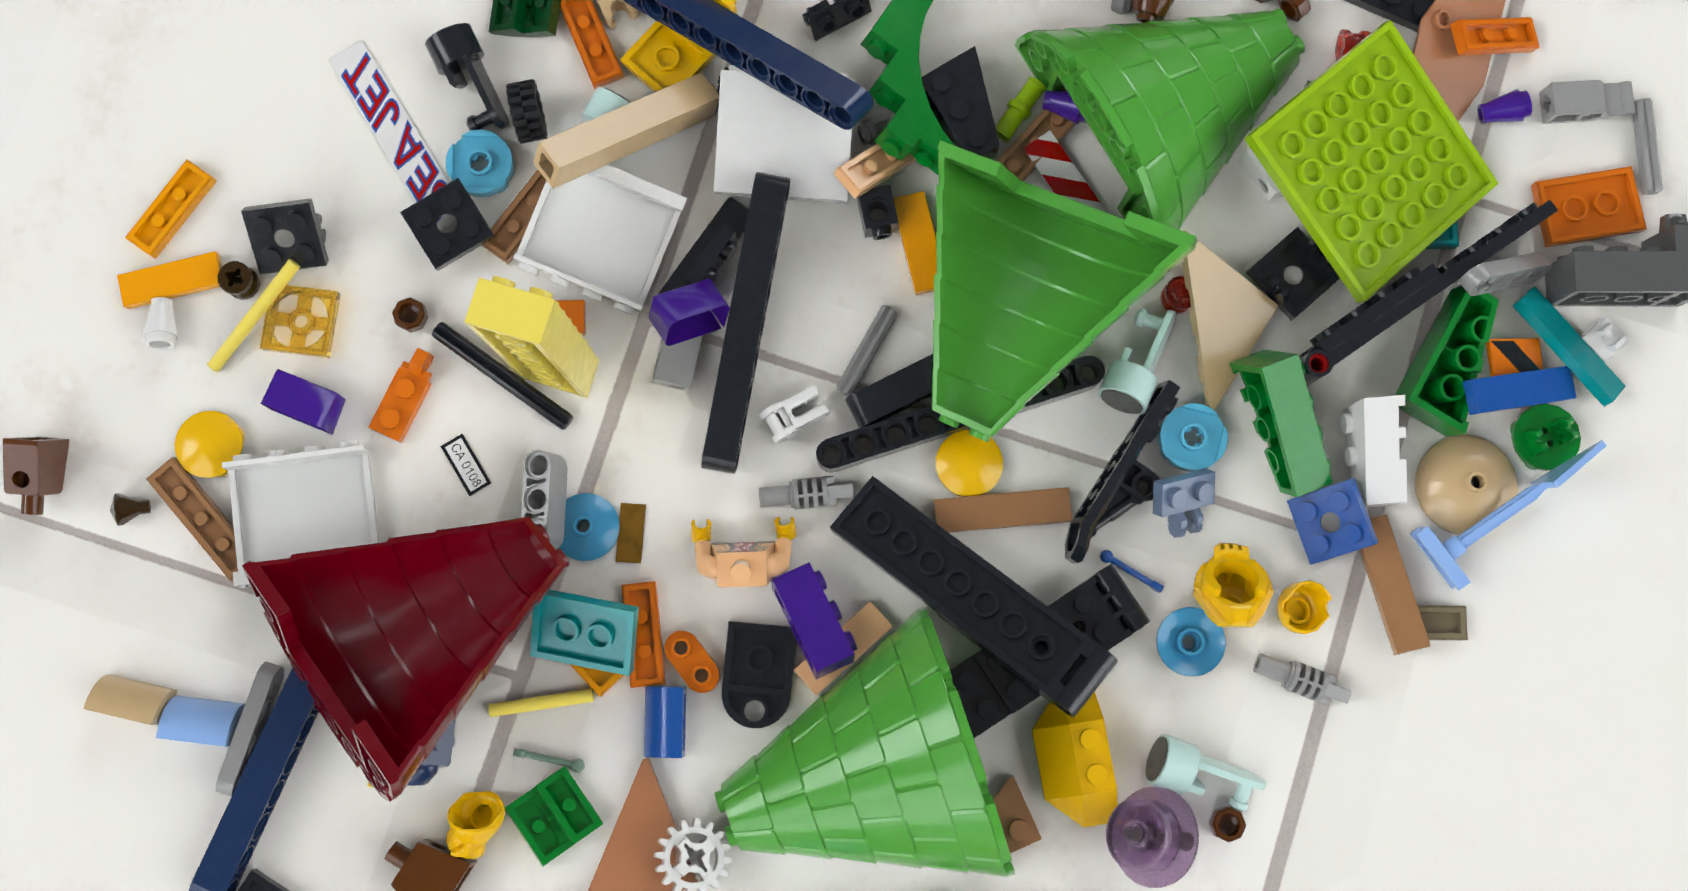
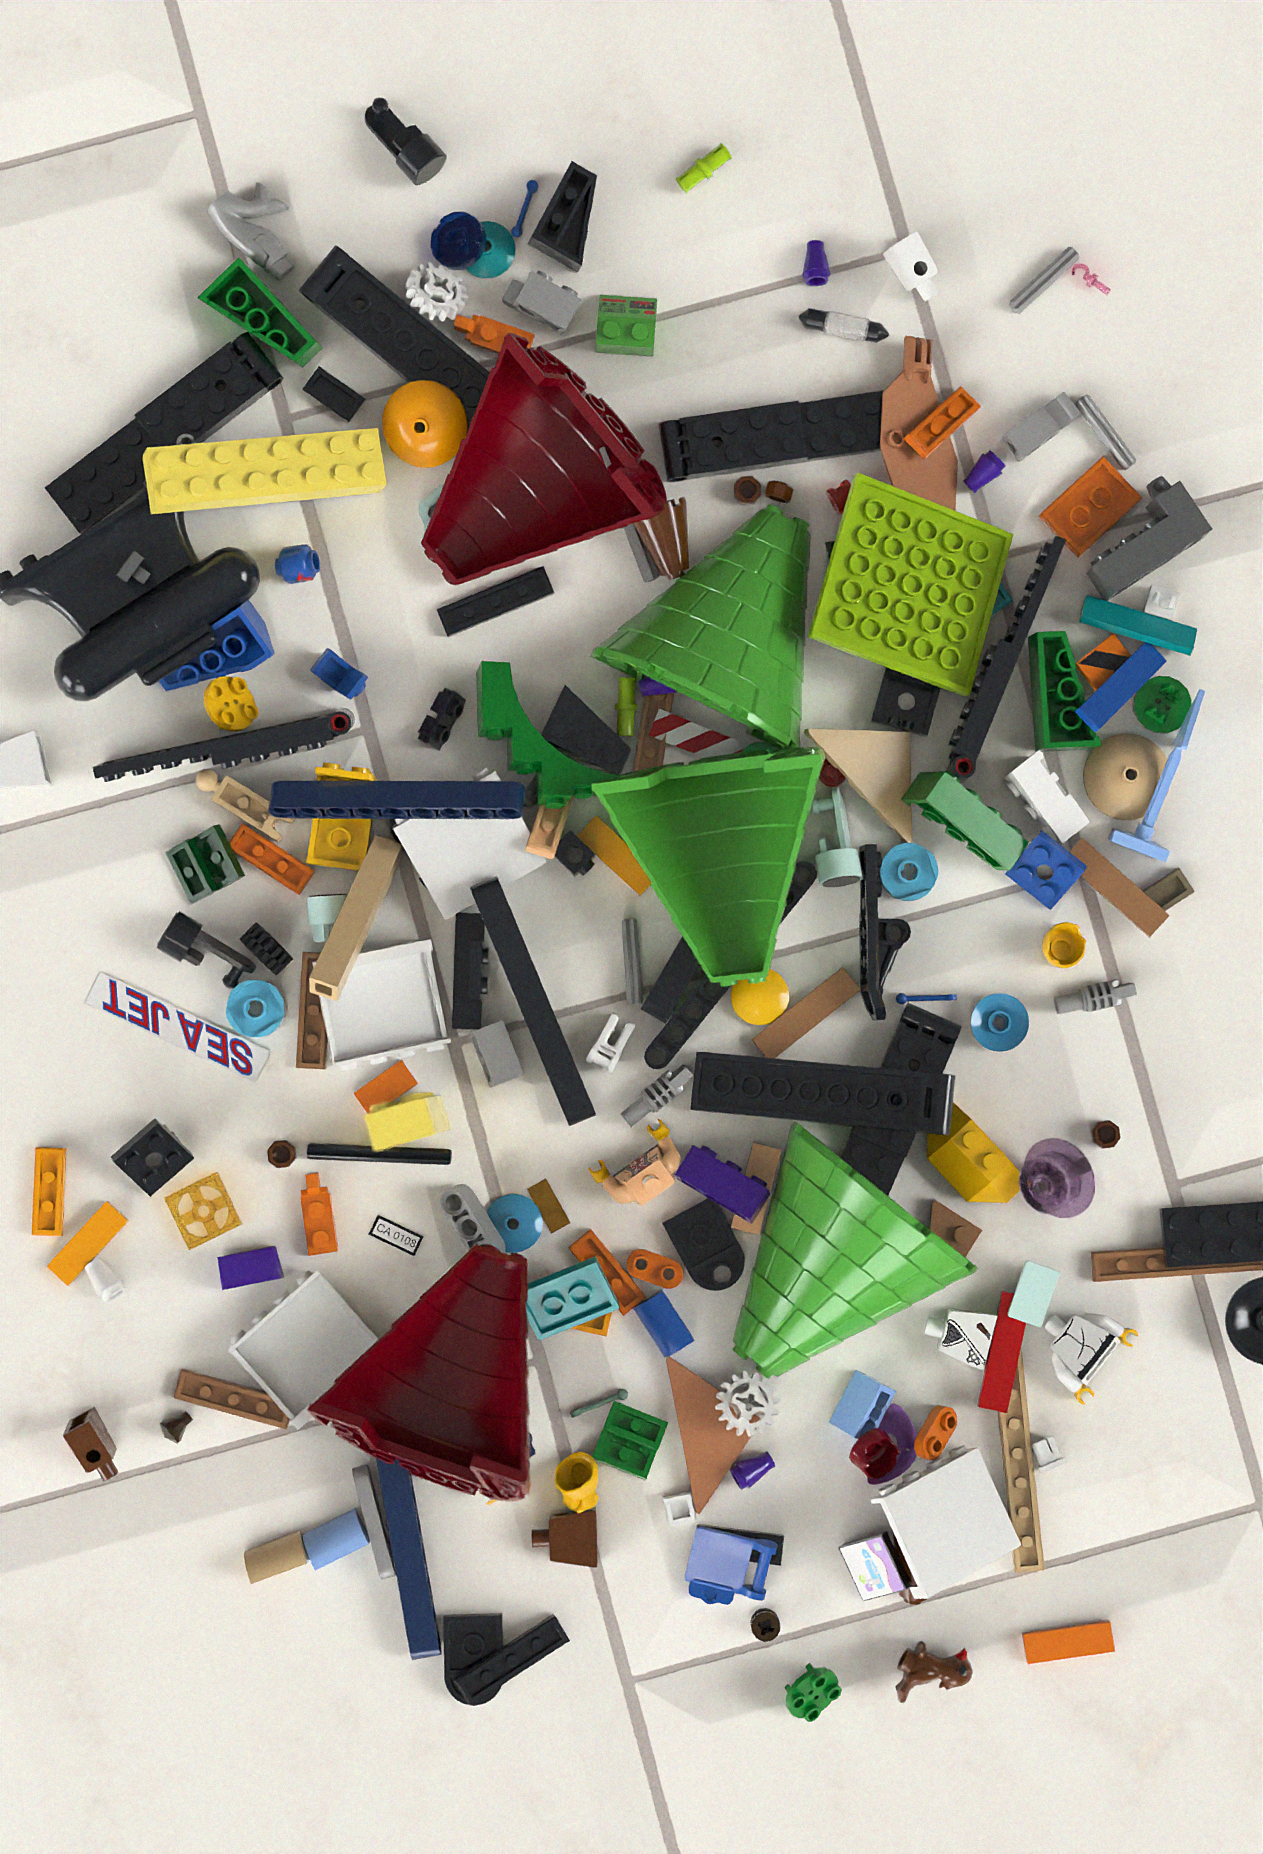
camera: 30 degrees left, 5 degrees up
(208, 441) = (200, 1343): yellow dish -> none
(245, 285) = (145, 1211): dark brown wheel -> none
(253, 315) = (168, 1229): light yellow bar -> none
(447, 247) = (260, 1050): black piece -> none
(541, 702) = (567, 1367): light yellow bar -> none
(687, 312) = (488, 1022): dark purple piece -> none
(1175, 764) = (1041, 1114): light aqua piece -> none
(1184, 494) = (928, 919): sand blue hinge -> none
(1232, 587) = (1004, 964): yellow helmet -> none
(1505, 273) = (1058, 607): light grey beam -> none

